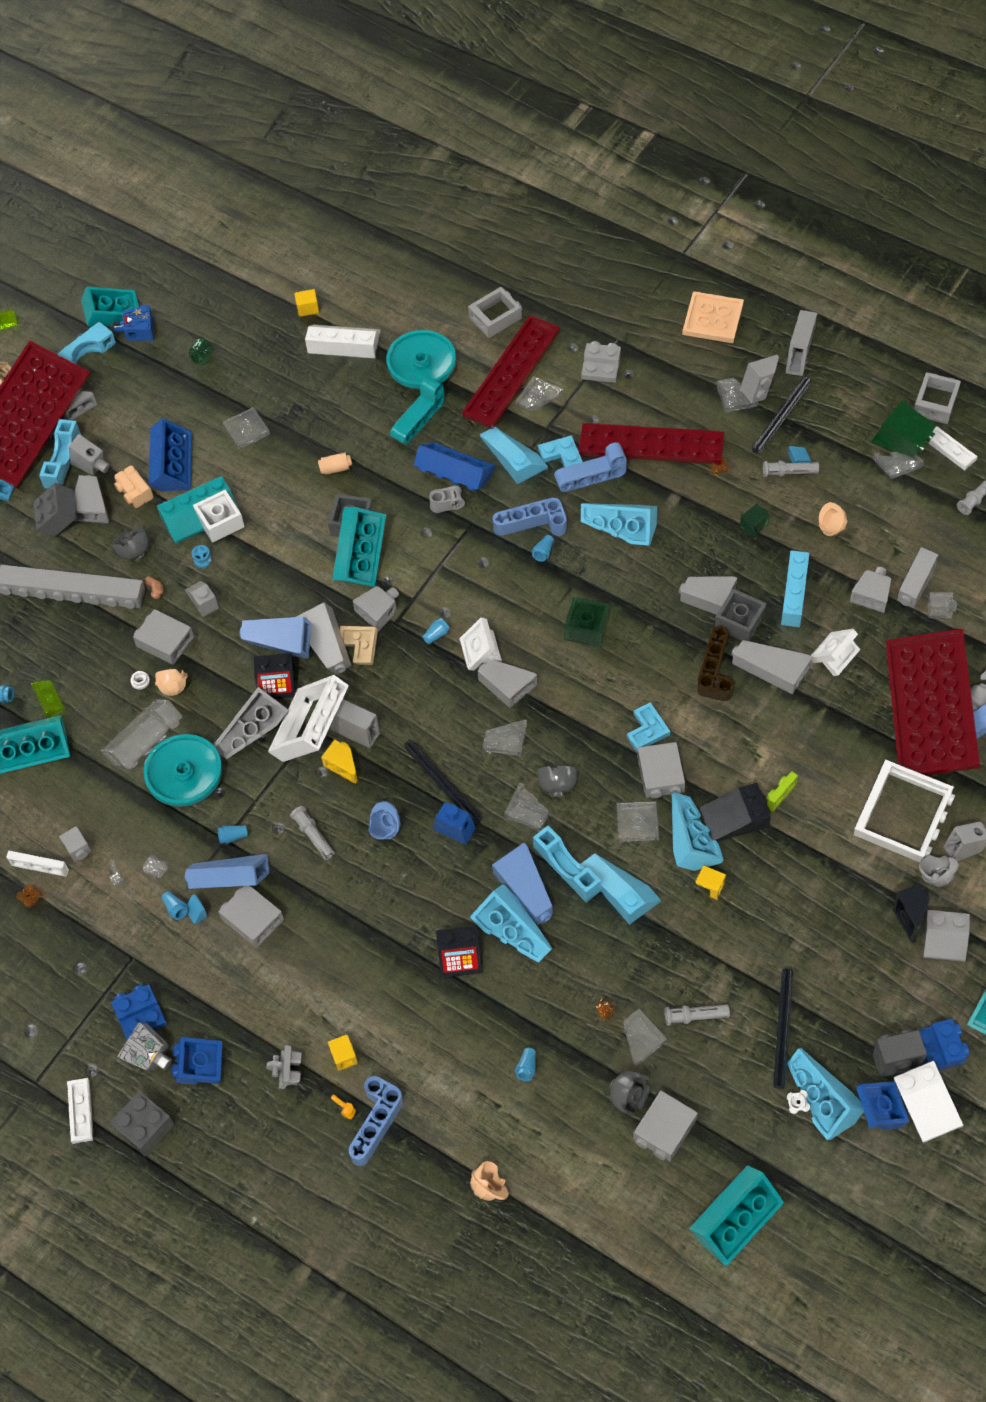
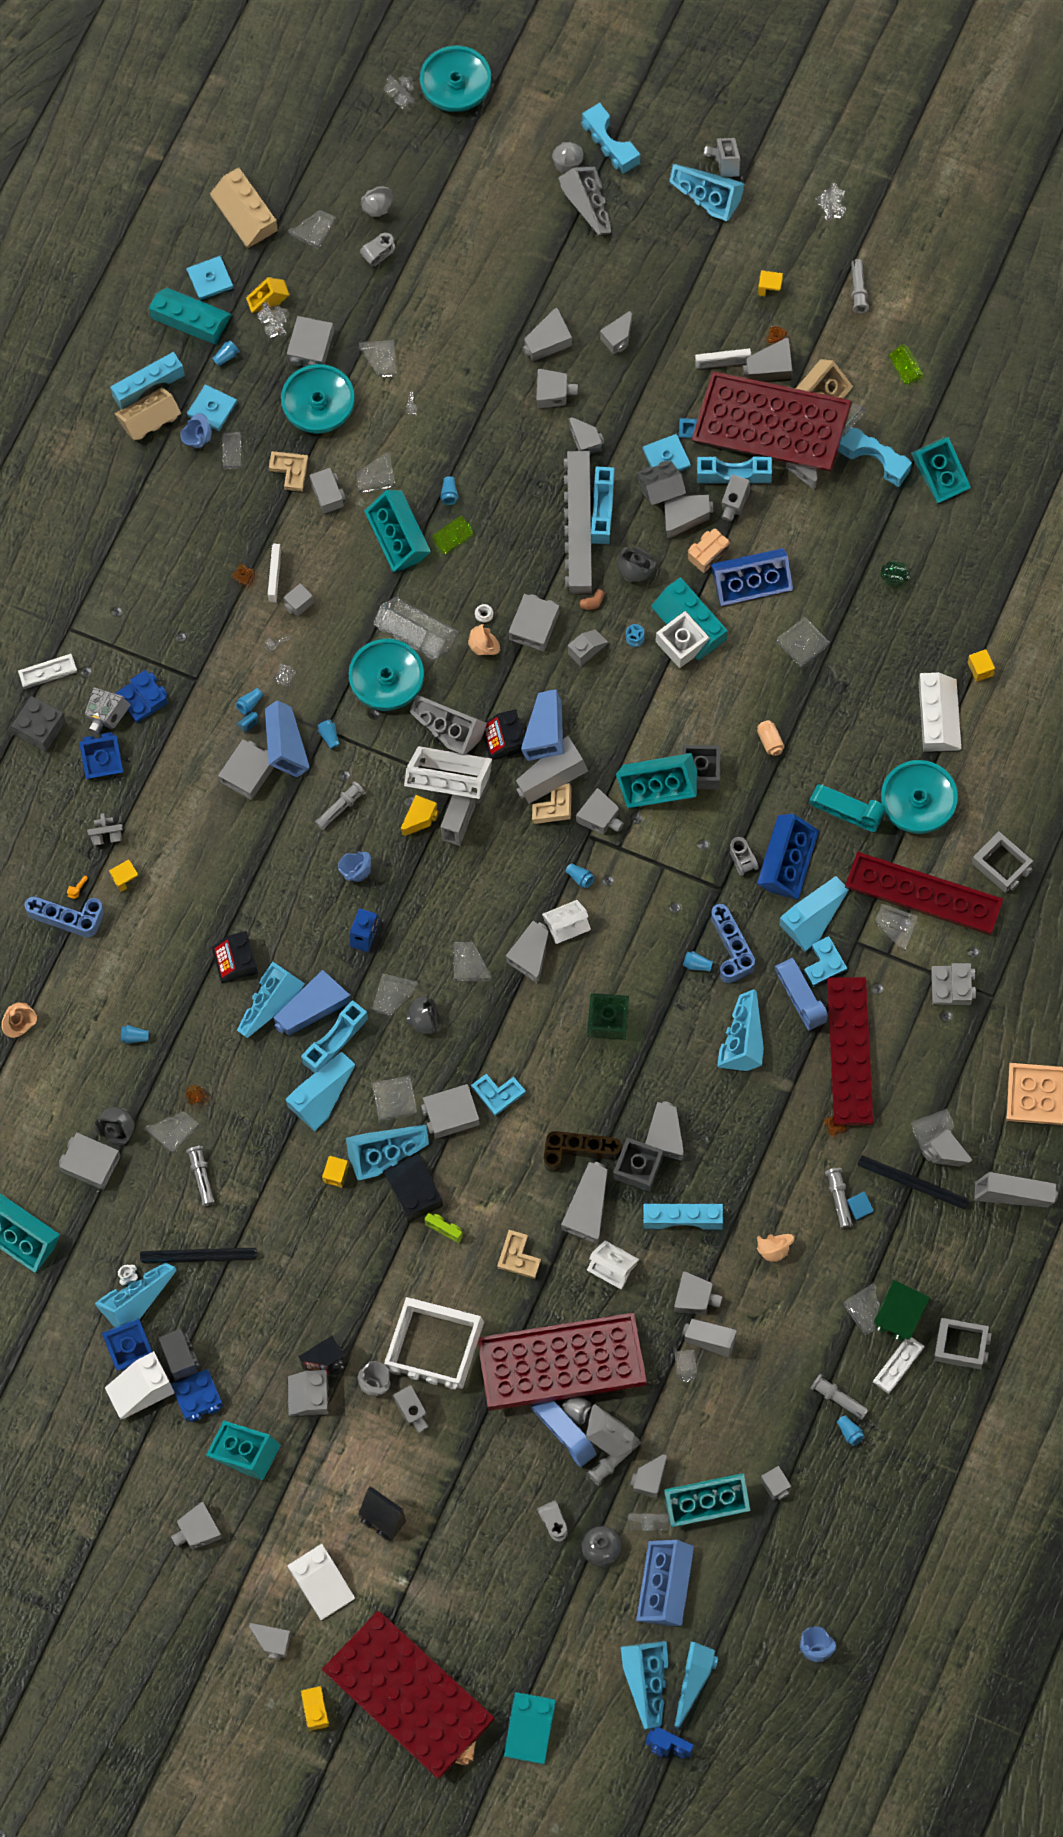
camera: 80 degrees right, 10 degrees up
(21, 510) = (667, 450): none -> medium azure plate
(41, 558) = (602, 505): none -> medium azure arch
(136, 324) = (921, 501): blue torso -> none
(439, 778) = (411, 912): black axle -> none
(754, 520) = (764, 1168): clear green brick -> none
(820, 734) = (514, 1260): none -> tan plate

